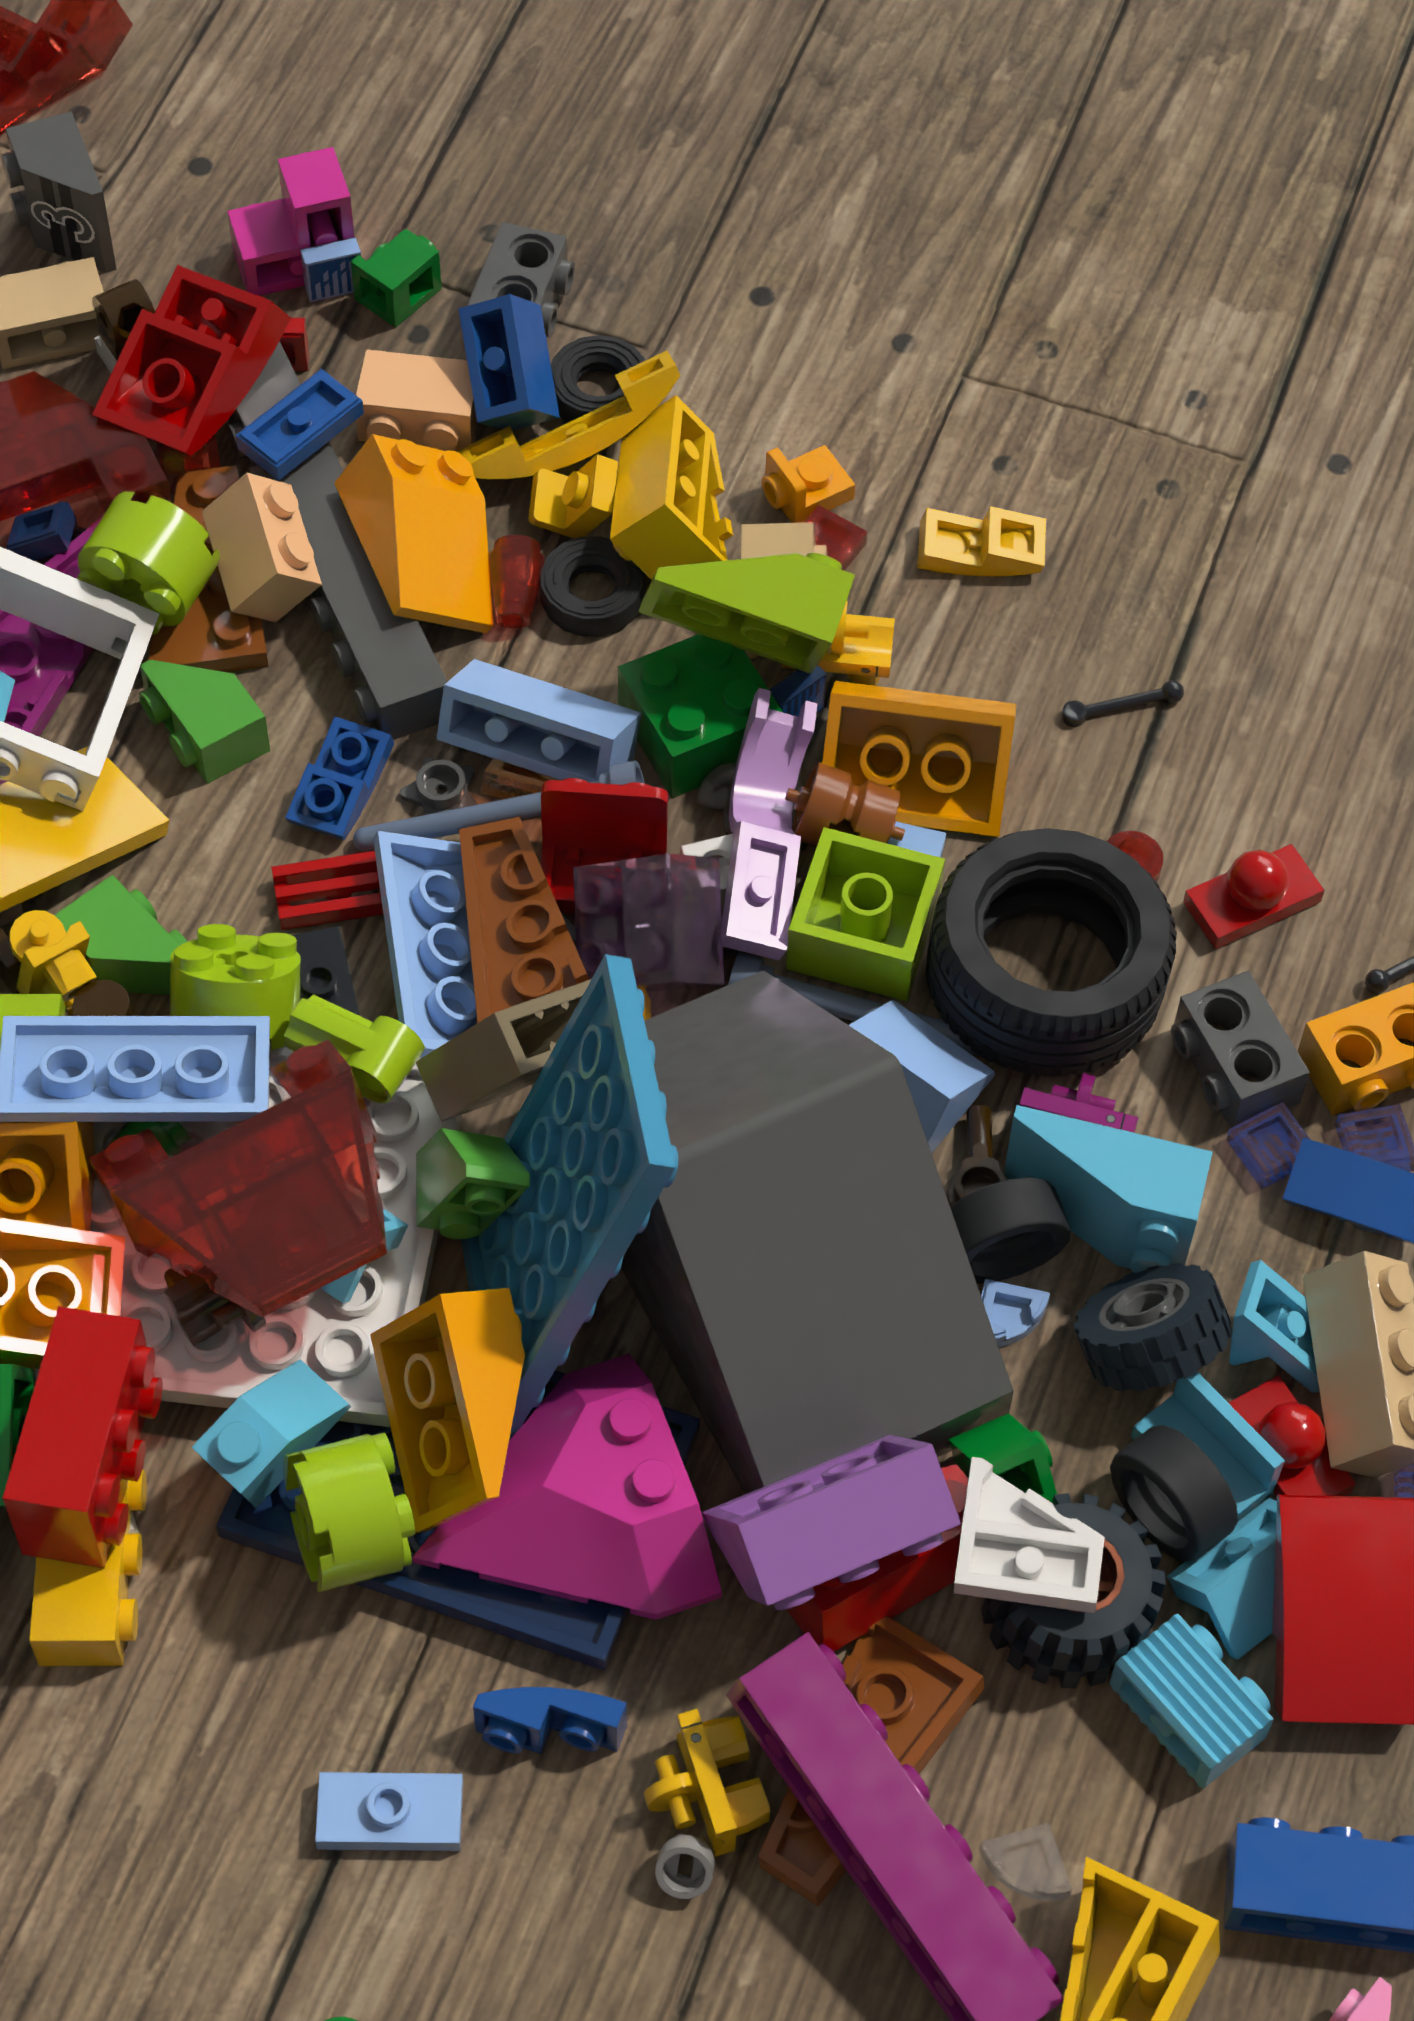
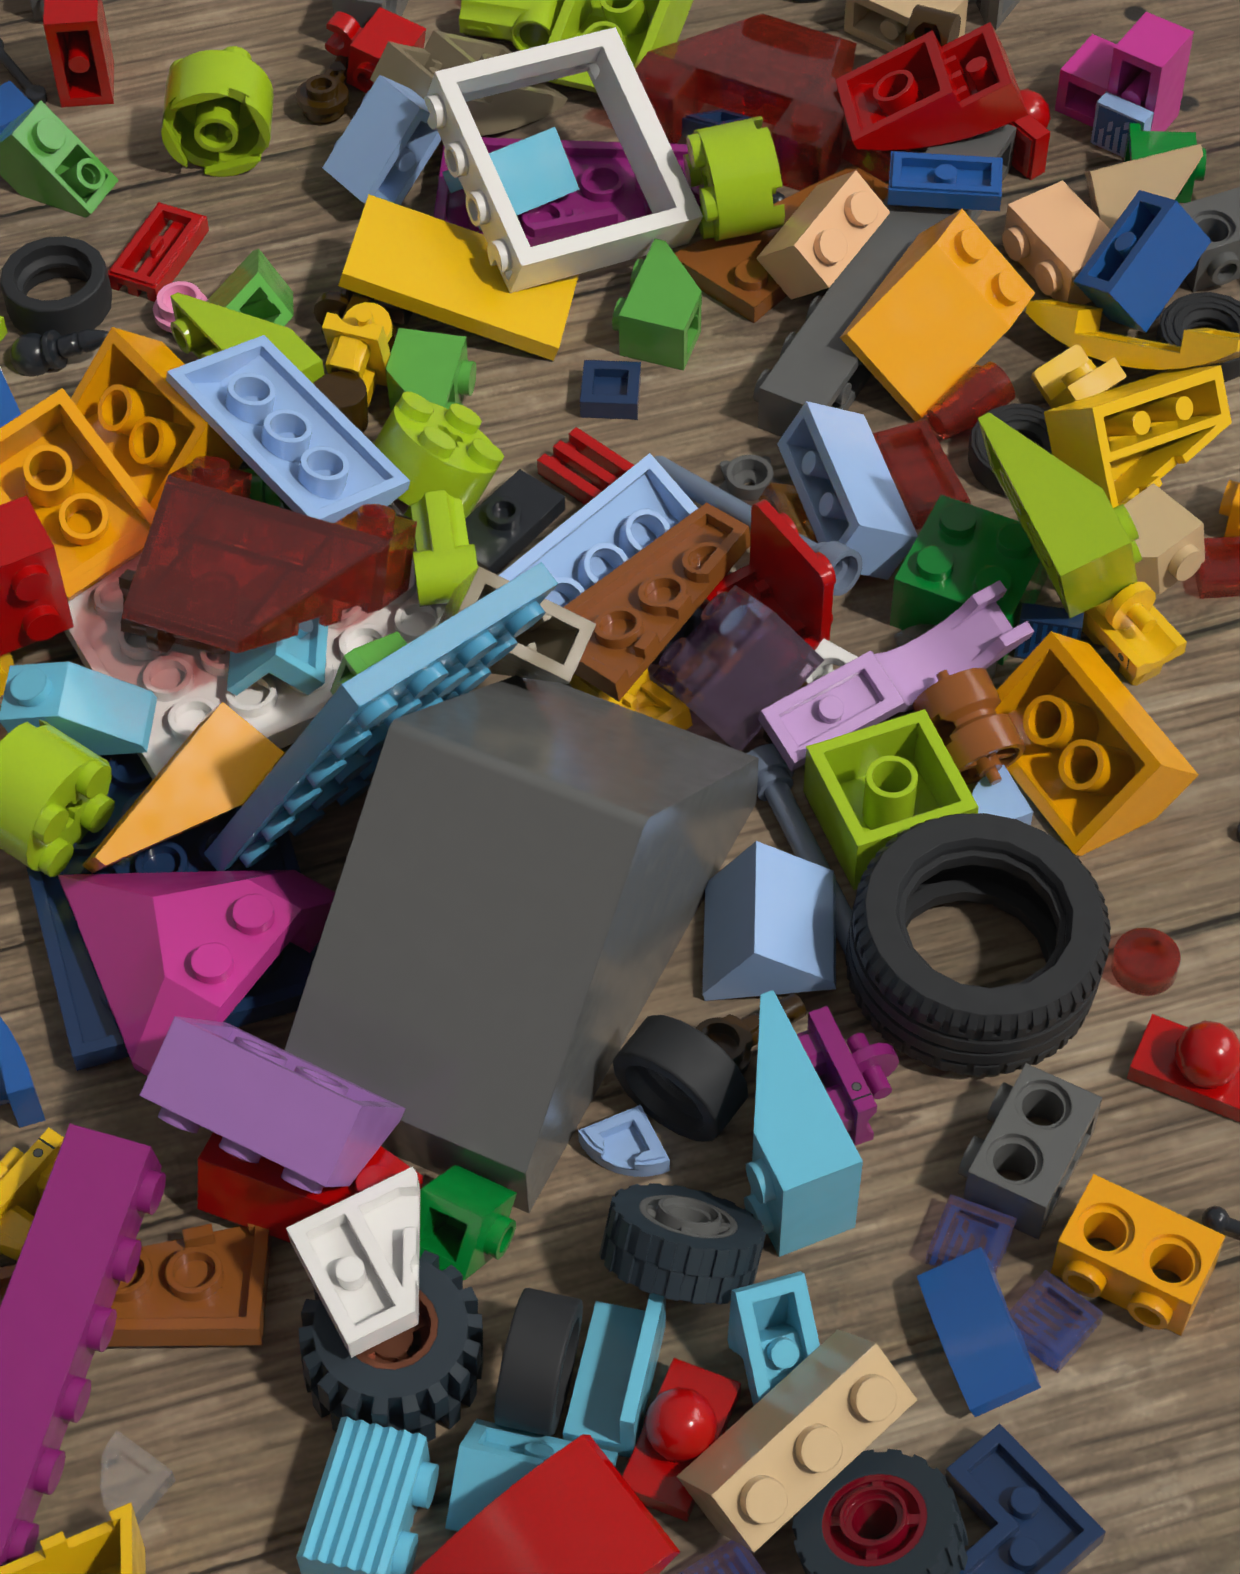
camera: 55 degrees right, 5 degrees down
(246, 815) = (610, 389): none -> dark blue tile
(341, 780) = (679, 425): blue slope -> none
(424, 304) = (1160, 174): none -> tan slope
(551, 660) = (919, 468): none -> clear red tile

